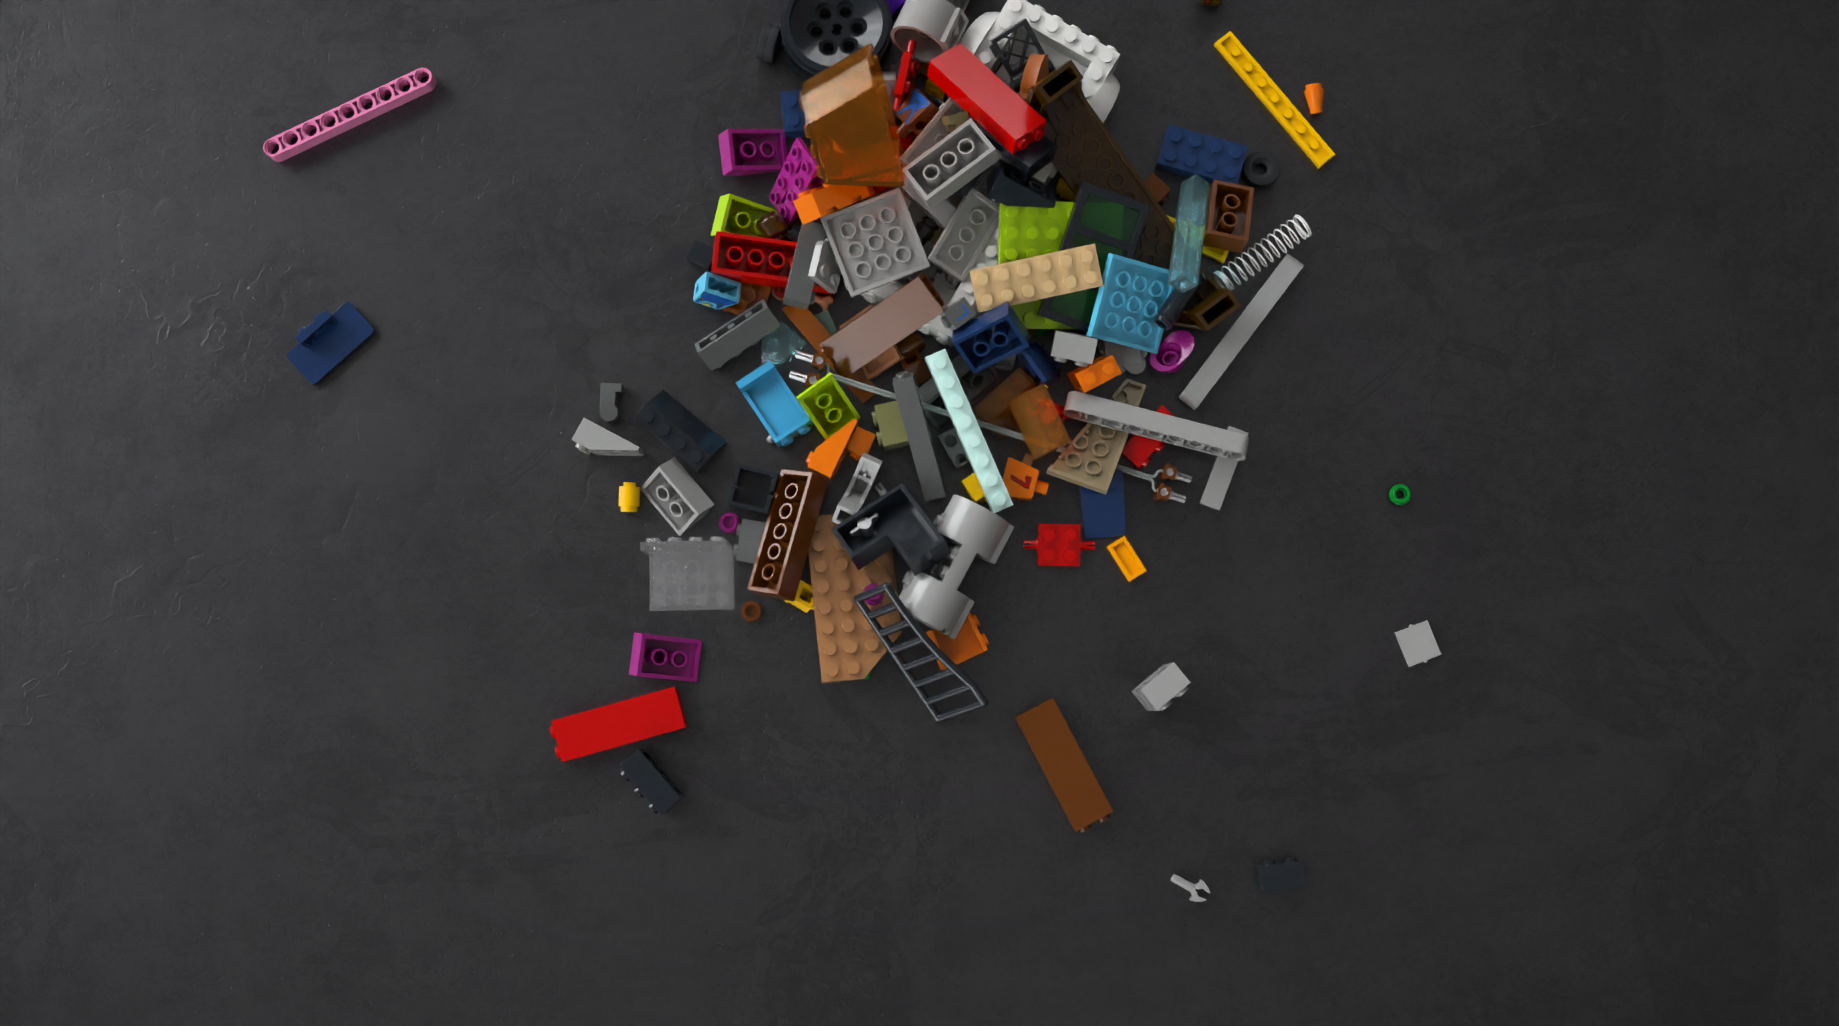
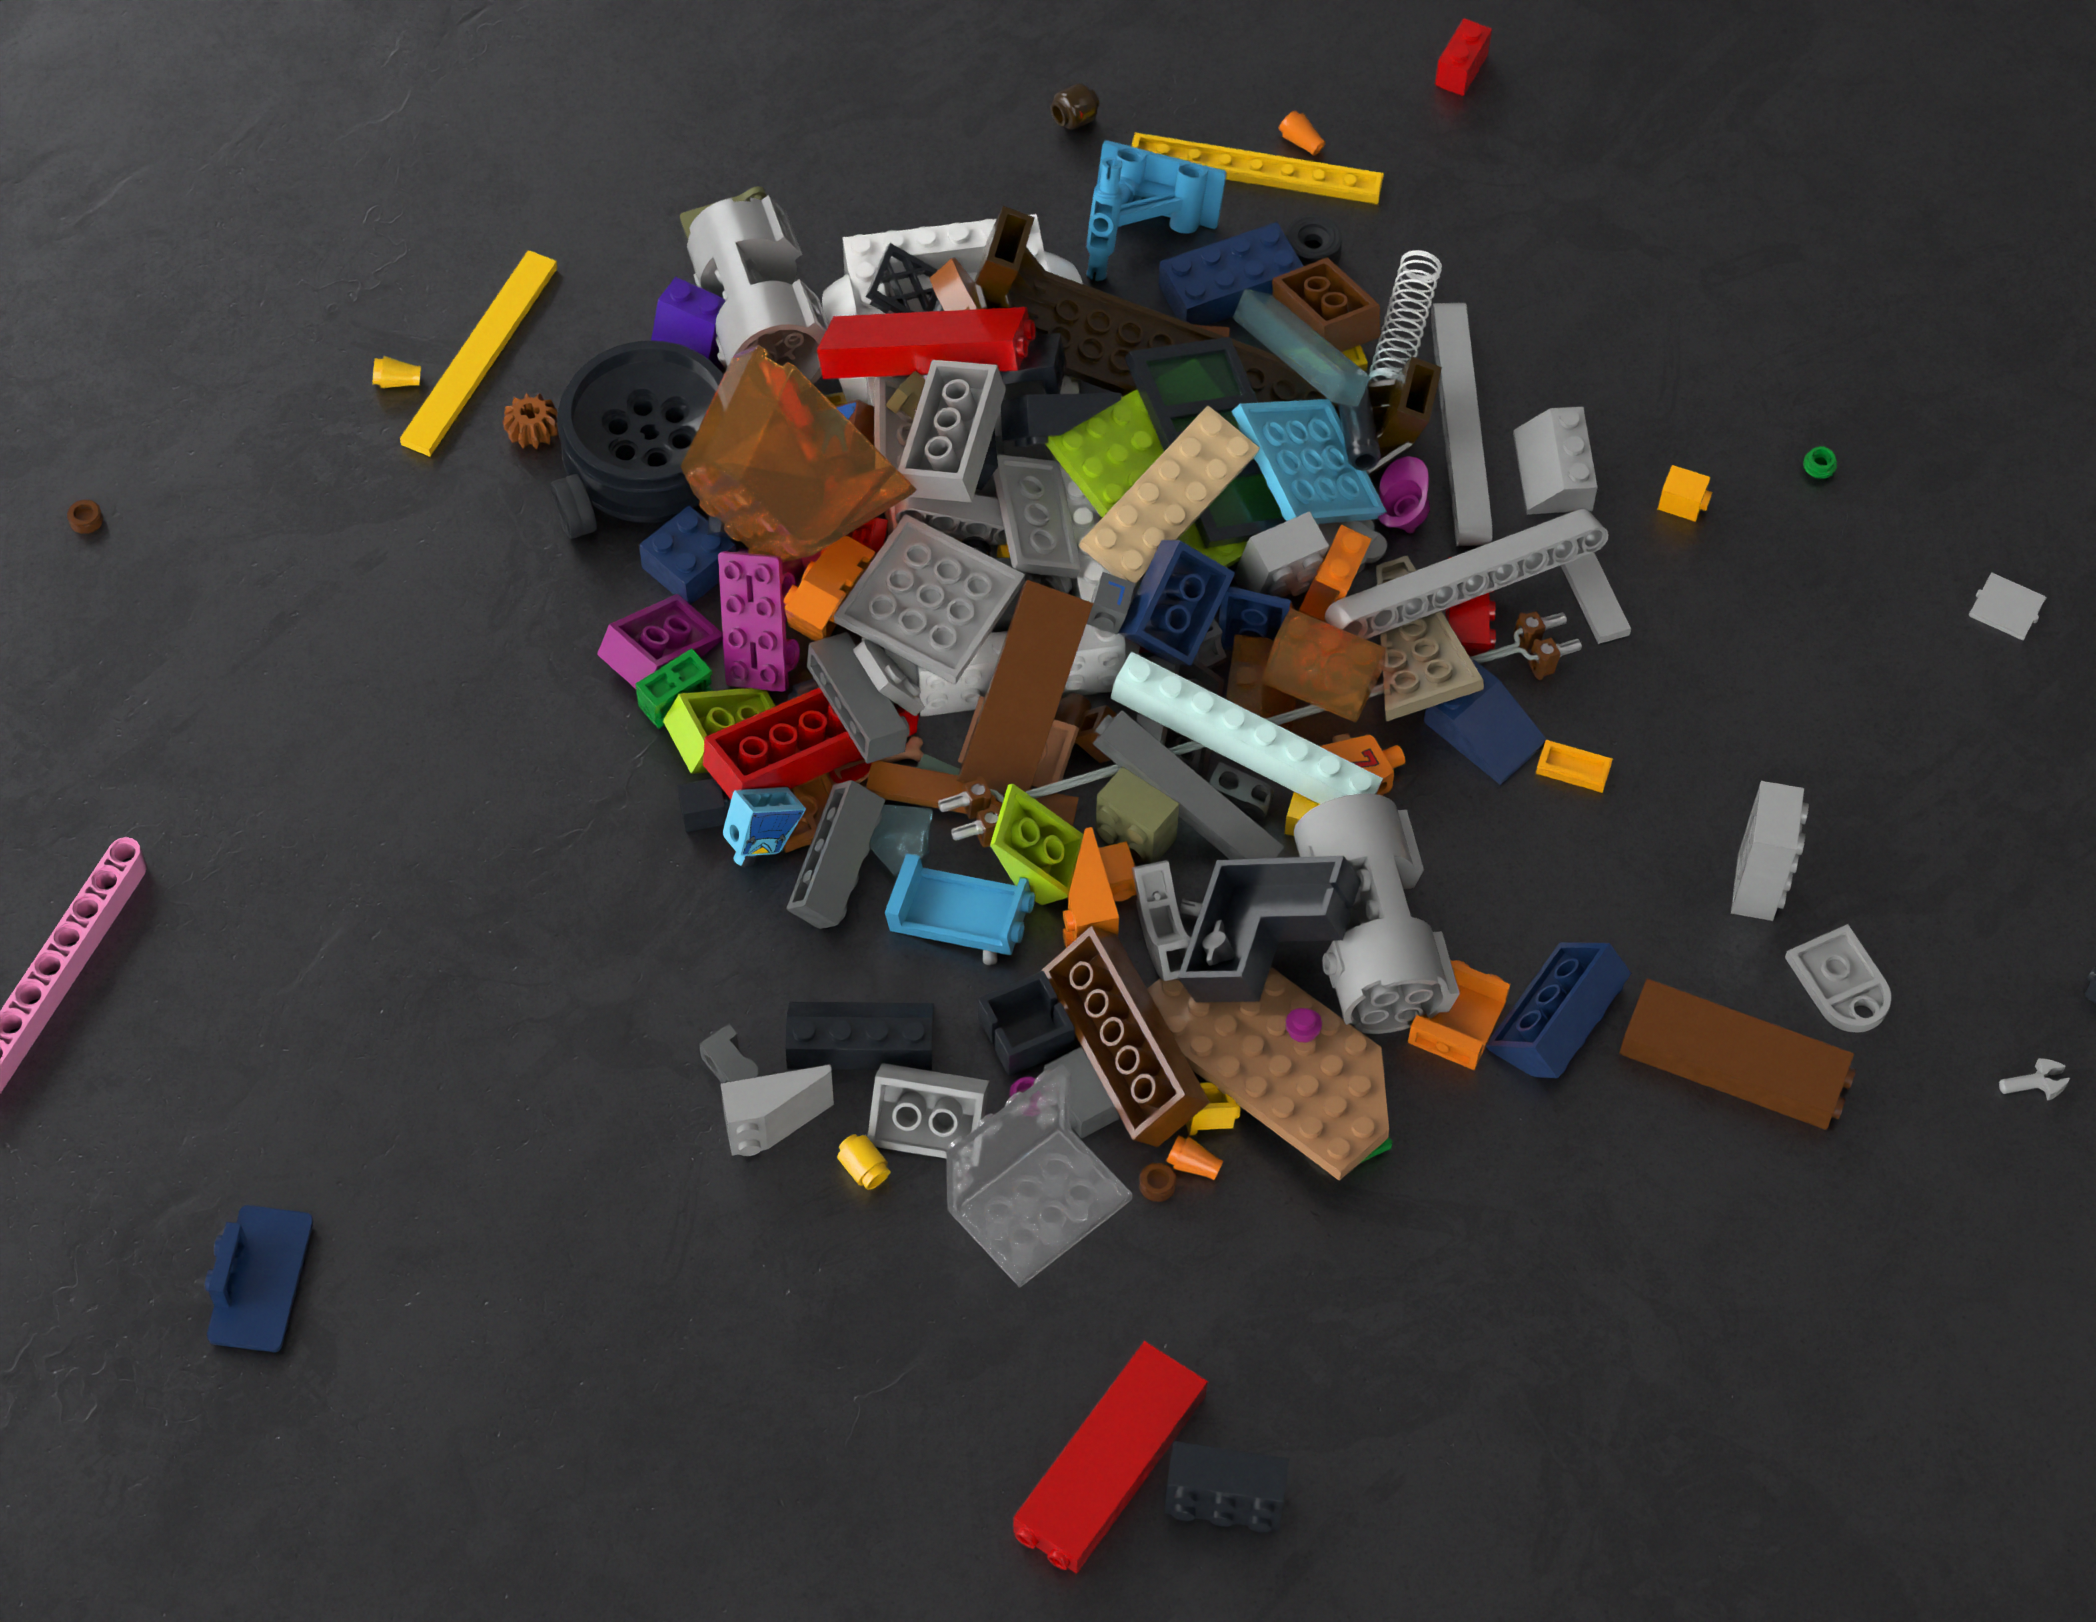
camera: 40 degrees left, 25 degrees down
(665, 657) = (1093, 1323): magenta slope -> none
(739, 183) = (659, 690): none -> green hinge
(773, 226) = (765, 695): dark brown head -> none
(774, 613) = (1193, 1158): none -> orange cone
(922, 638) = (1422, 1006): black bar -> none
(1008, 674) = (1560, 1008): none -> dark blue slope
(1059, 544) = (1476, 809): red plate -> none
(1150, 765) = (1841, 977): none -> light grey tile
(1196, 63) = (1147, 185): none -> dark azure plate
(1266, 390) = (1556, 462): none -> light grey slope
(1314, 459) = (1685, 493): none -> light orange brick
(1439, 116) = (1463, 57): none -> red brick

